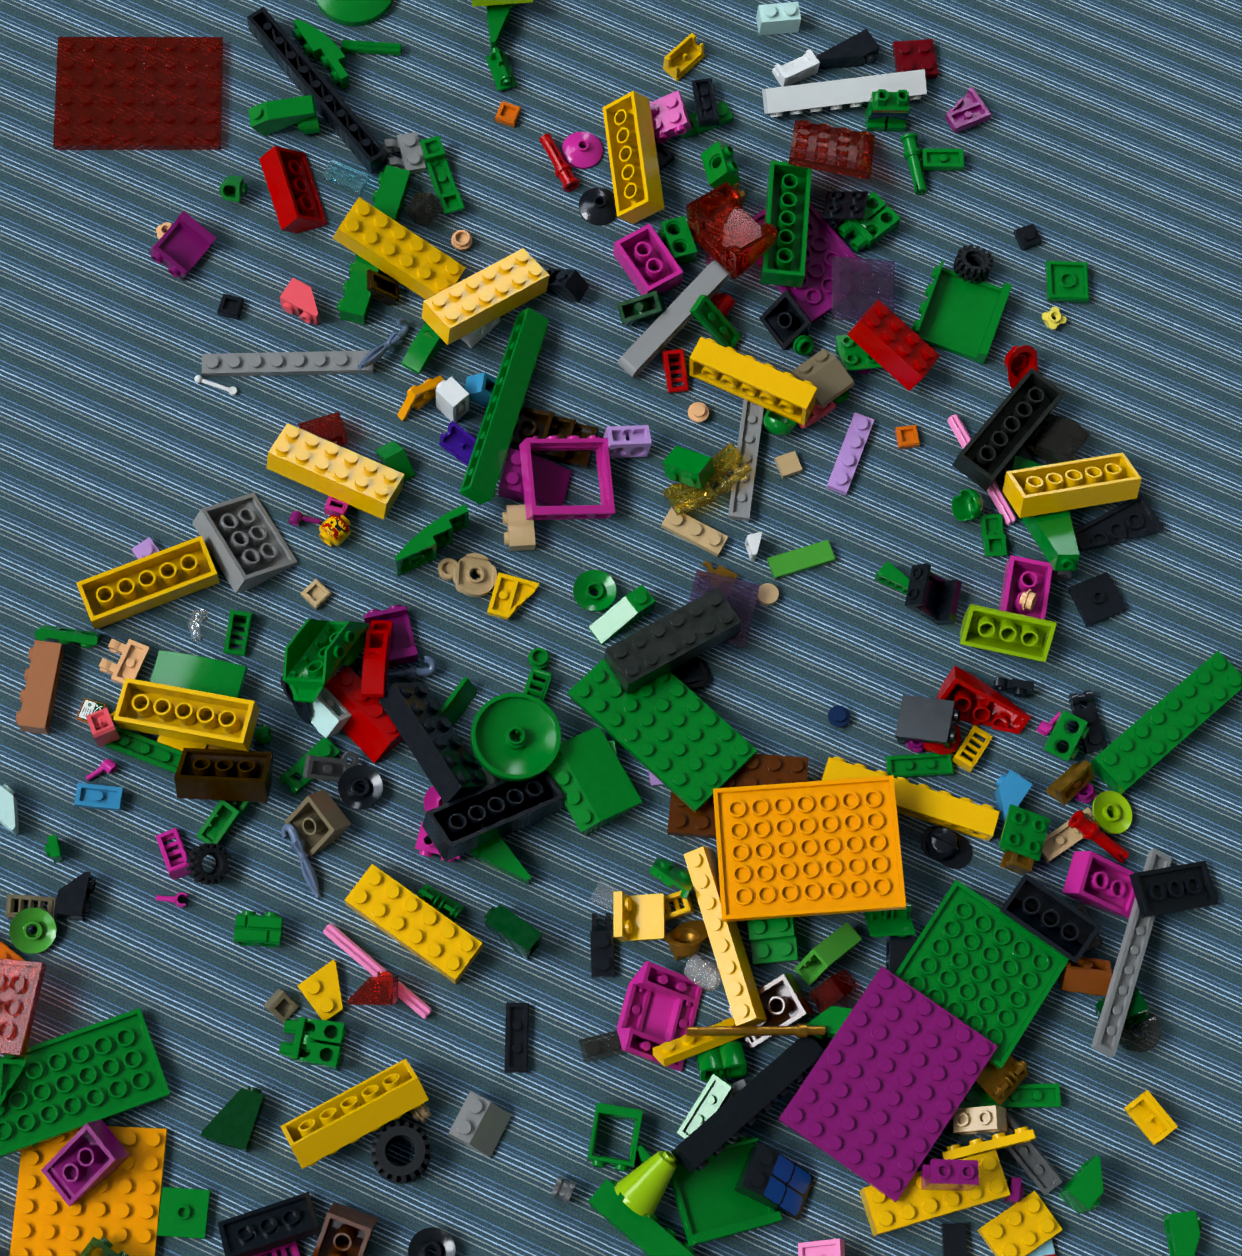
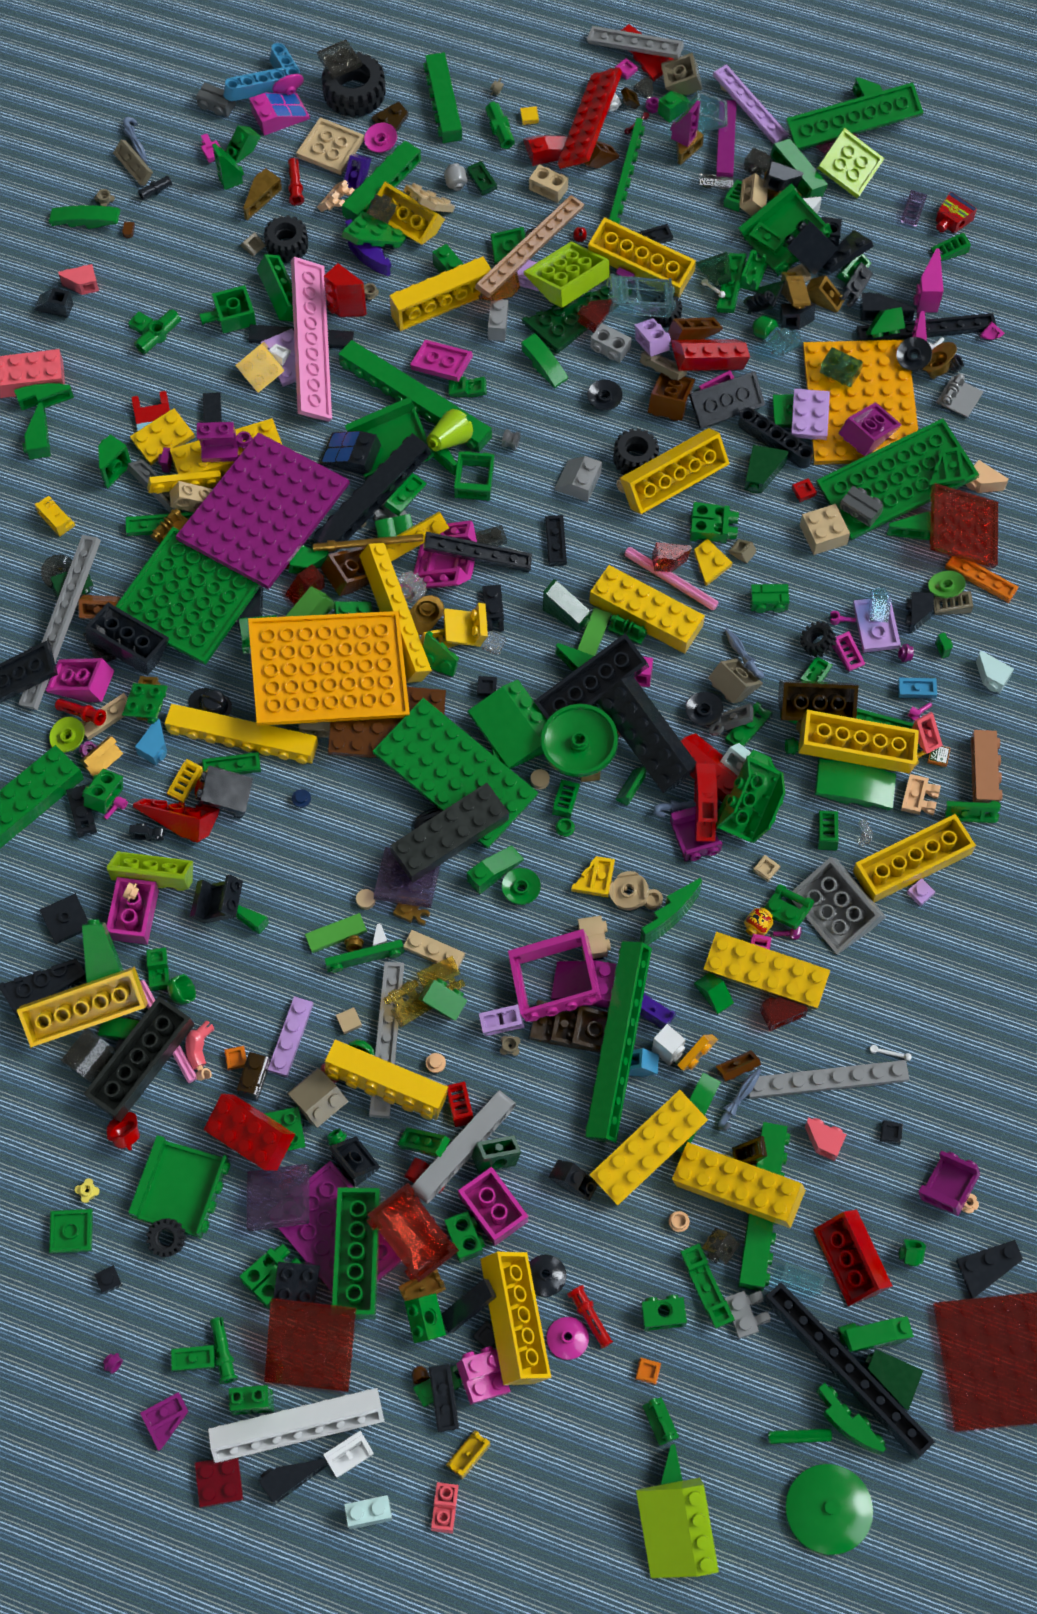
camera: 175 degrees left, 5 degrees down
(53, 1017) = (912, 527): none -> green slope
(103, 843) = (906, 653): none -> magenta plate
(119, 1040) = (862, 506): none -> dark grey brick
(124, 899) = (879, 605): none -> clear light blue slope
(131, 885) = (875, 634): none -> lavender plate
(158, 175) = (987, 1266): none -> black wing
(160, 1195) = (810, 414): none -> lavender plate
(172, 1021) = (824, 529): none -> tan brick
(188, 1084) = (804, 490): none -> red plate
(206, 1157) = (752, 421): none -> black beam
(270, 81) = (895, 1376): none -> dark green slope
(303, 537) = (785, 912): none -> green plate
(380, 381) = (738, 1065): none -> reddish brown plate
(481, 149) = (654, 1321): none -> green brick
(482, 900) = (594, 631): none -> bright green tile
(565, 718) = (540, 779): none -> tan tile
(617, 838) = (486, 685): none -> black plate
(618, 1014) = (477, 552): none -> black tile
(619, 418) = (514, 1041): none -> dark tan plate
(677, 172) = (468, 1305): none -> black tile
(708, 19) = (444, 1508): none -> coral slope
(726, 127) = (420, 1375): none -> reddish brown hinge
(781, 544) = (353, 943): none -> pearl gold plate
(799, 522) = (390, 949): none -> green plate
(889, 410) = (253, 1076): none -> dark brown brick
(920, 1192) = (244, 436): none -> magenta plate
(951, 444) = (194, 1049): none -> coral arm
(1019, 162) = (112, 1363): none -> magenta plate

